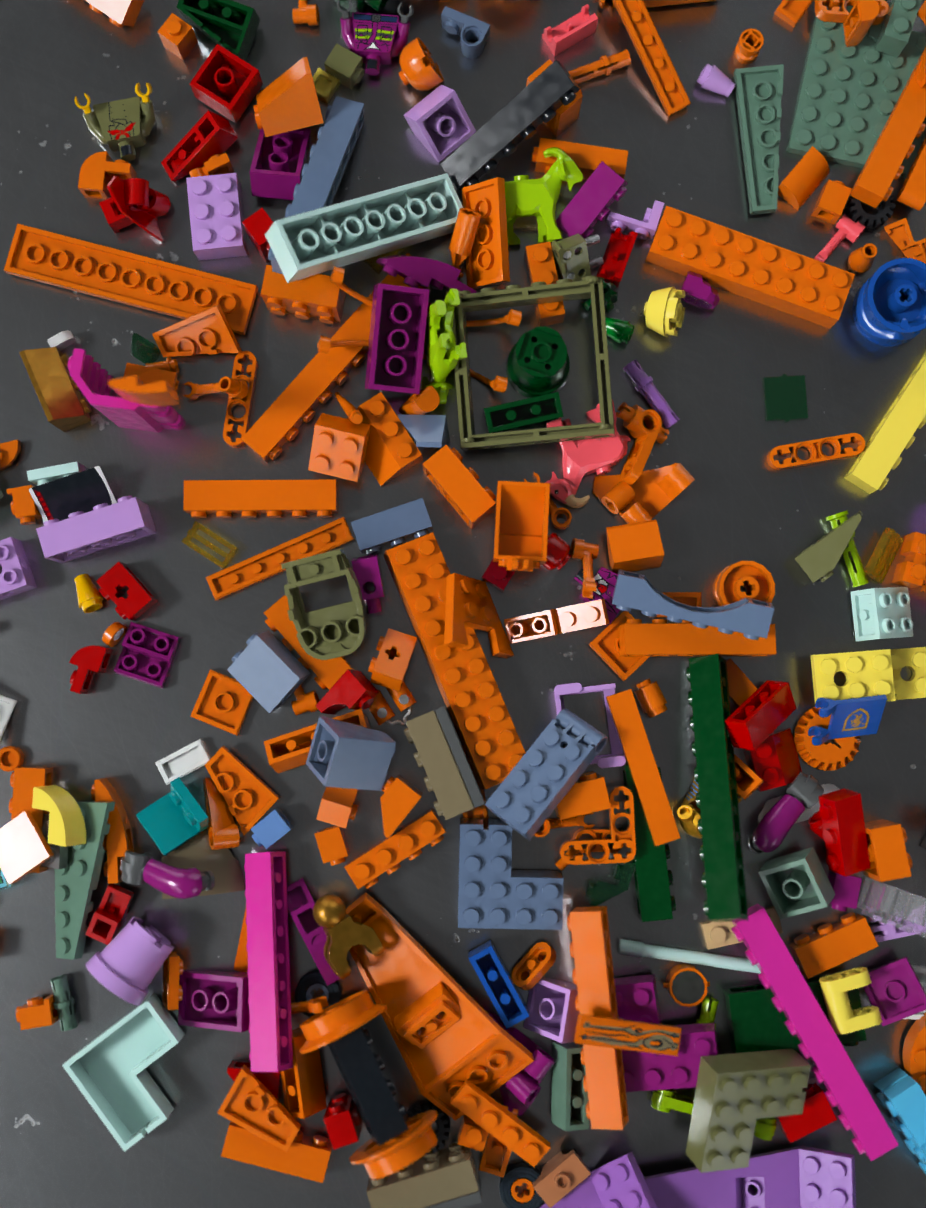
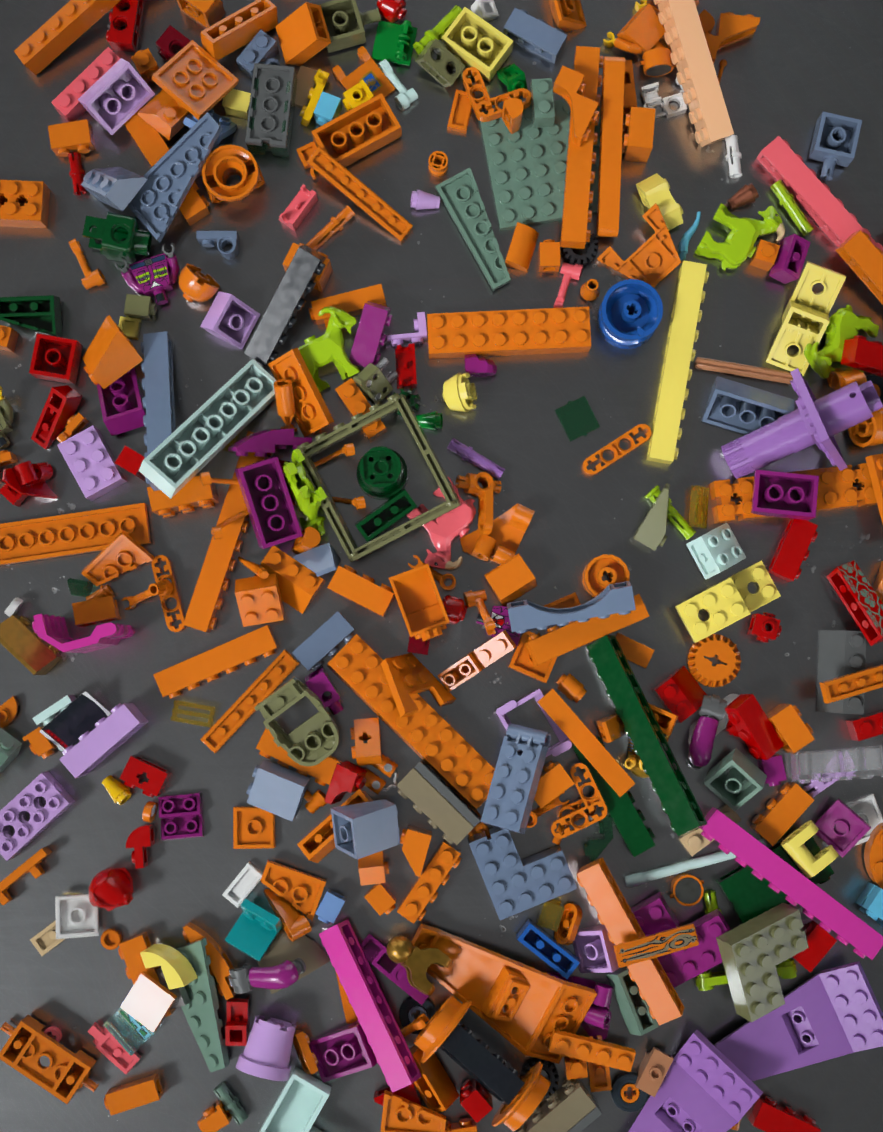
camera: 20 degrees left, 0 degrees up
(33, 701) = (111, 888): none -> red helmet
(150, 394) = (98, 629): orange slope -> none
(518, 946) = (550, 914): none -> clear yellow brick
(677, 762) = (610, 728): none -> orange slope
(760, 714) = (656, 666): red brick -> none
(848, 717) = (721, 641): blue flag -> none
(903, 723) = (758, 623): none -> red brick

